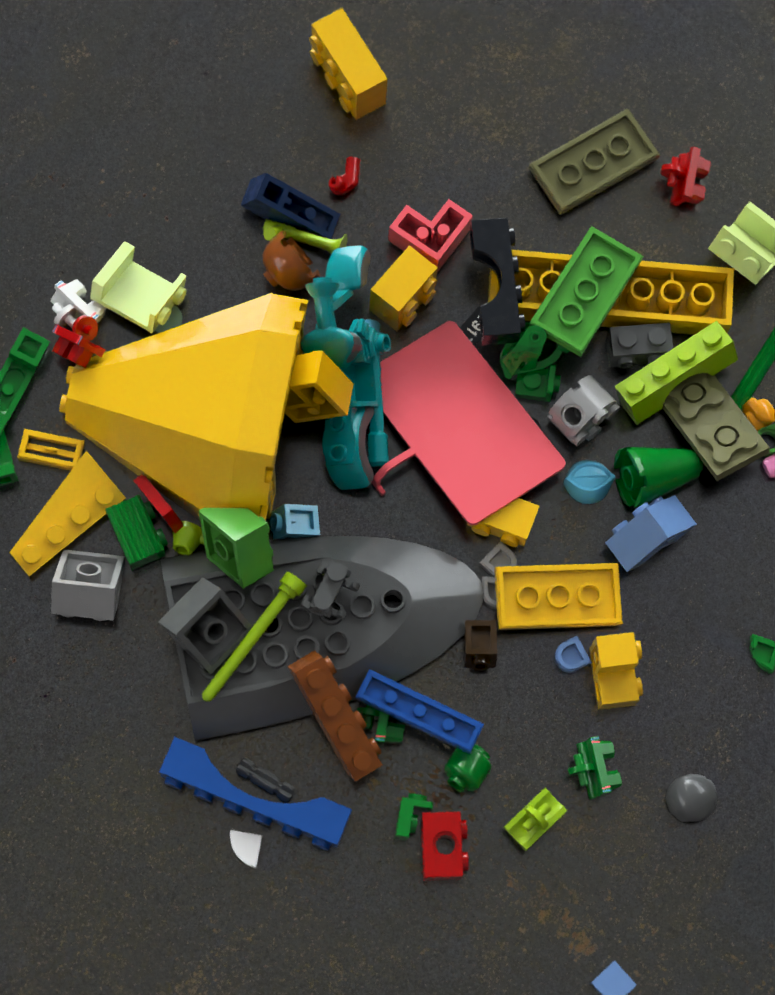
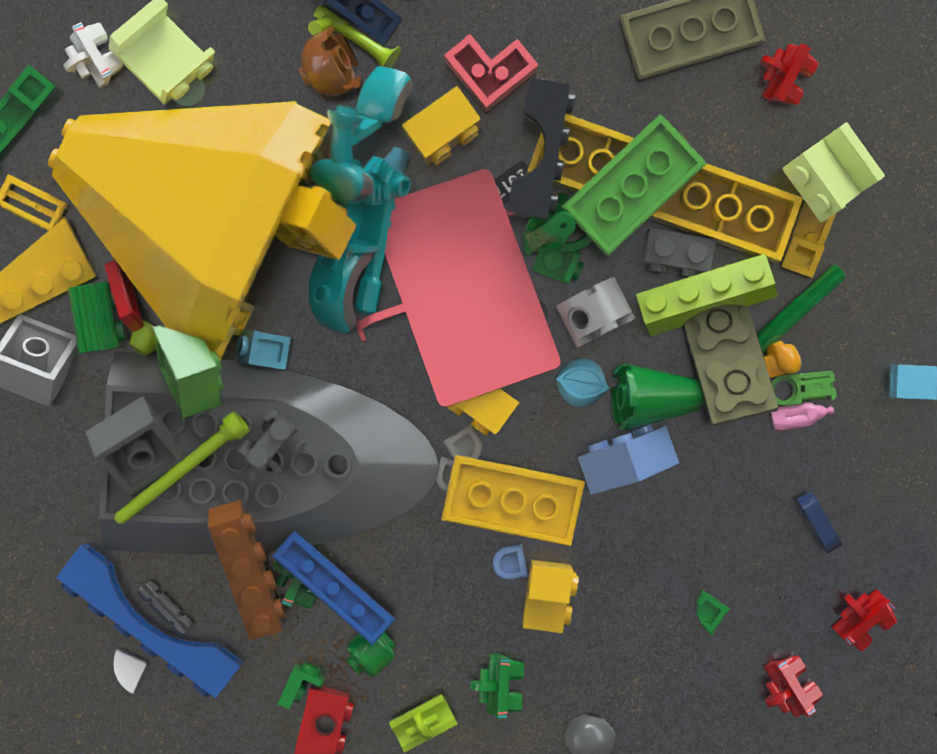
camera: 25 degrees right, 15 degrees up
(76, 344) = (81, 97): red hips -> none
(480, 644) = (418, 528): dark brown bracket -> none
(748, 309) = (806, 242): none -> yellow slope

